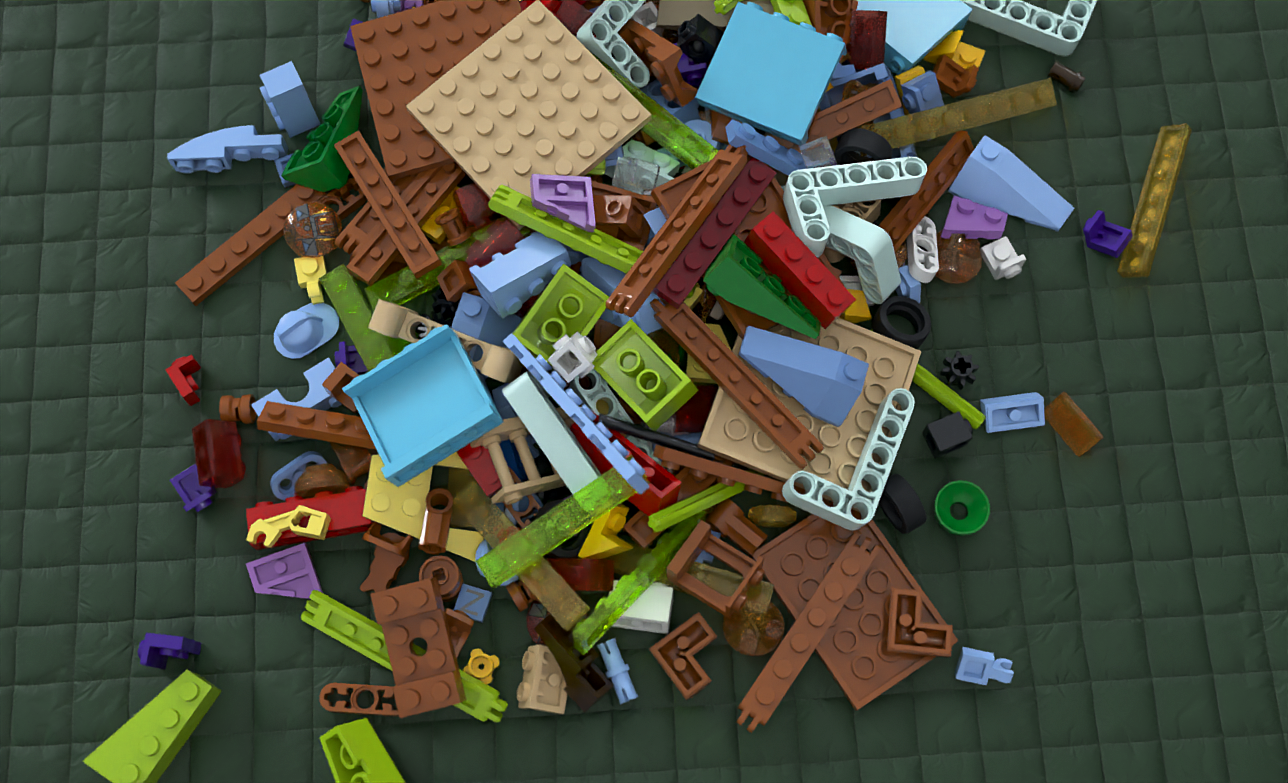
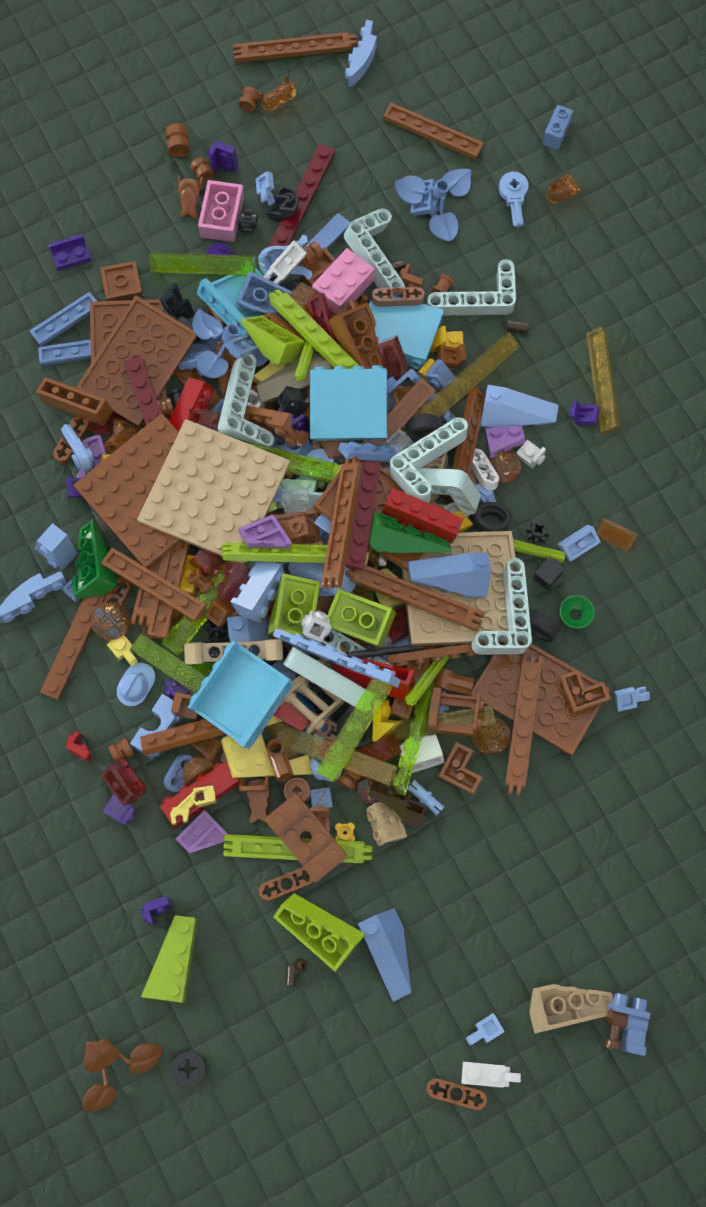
camera: 25 degrees left, 0 degrees up
(772, 515) = (471, 666): clear yellow gear -> none

